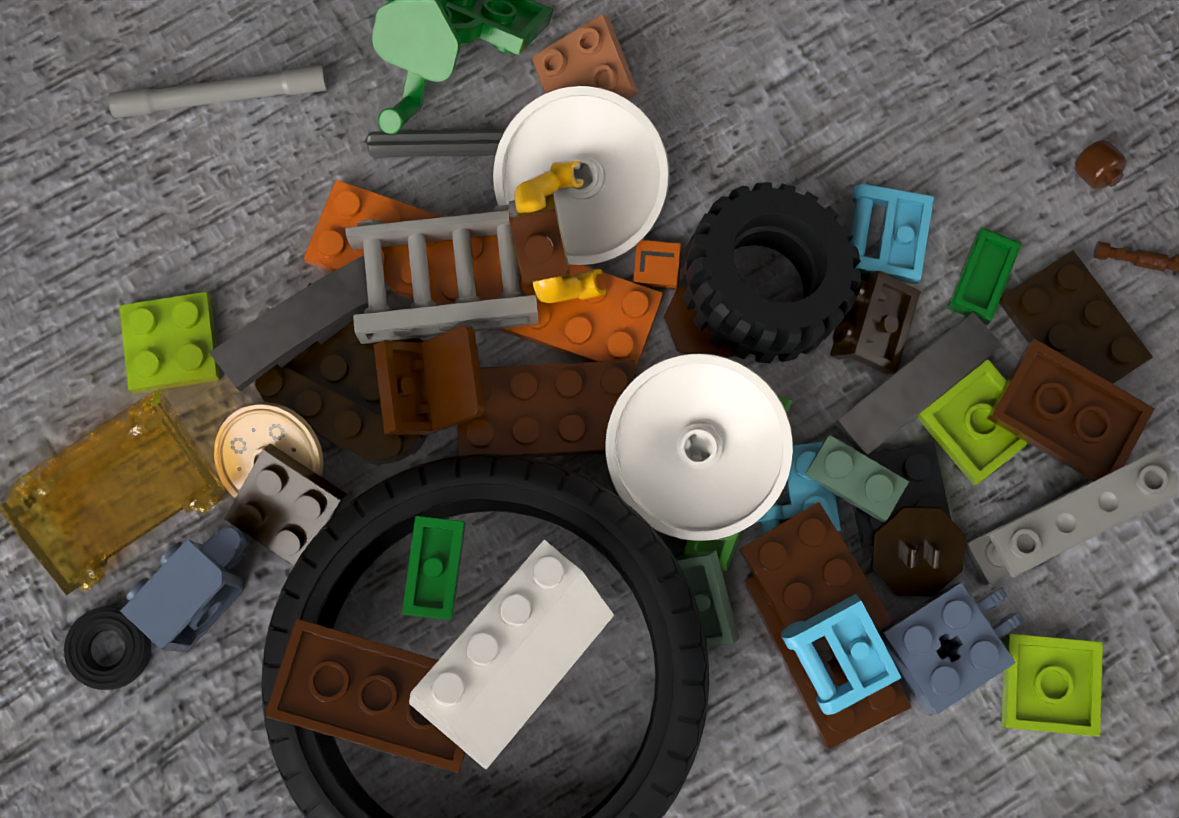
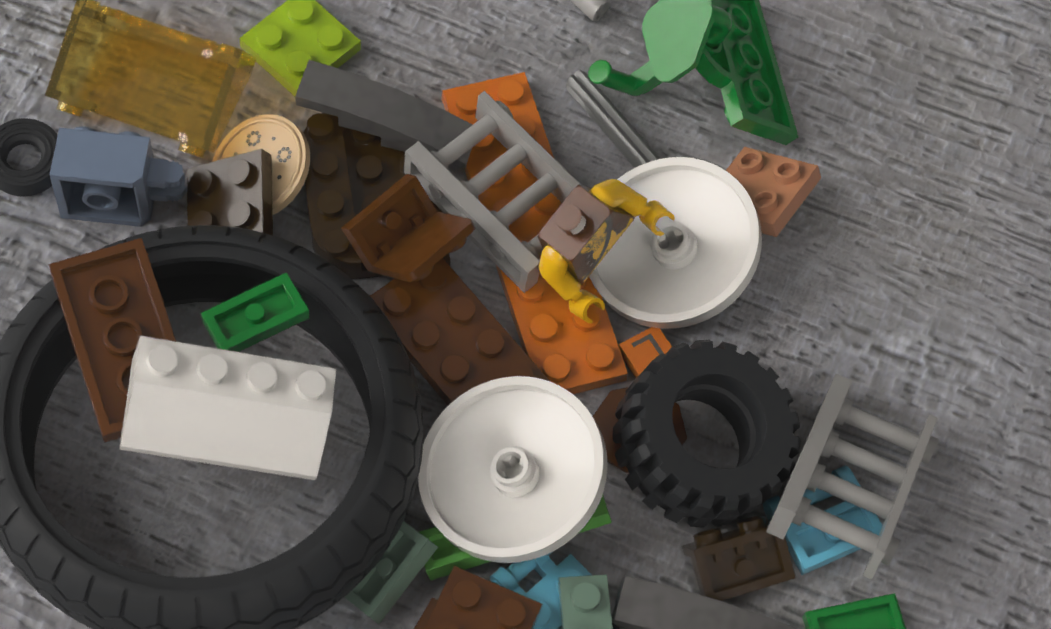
camera: 45 degrees right, 15 degrees down
(876, 252) = (811, 475): none -> light grey fence

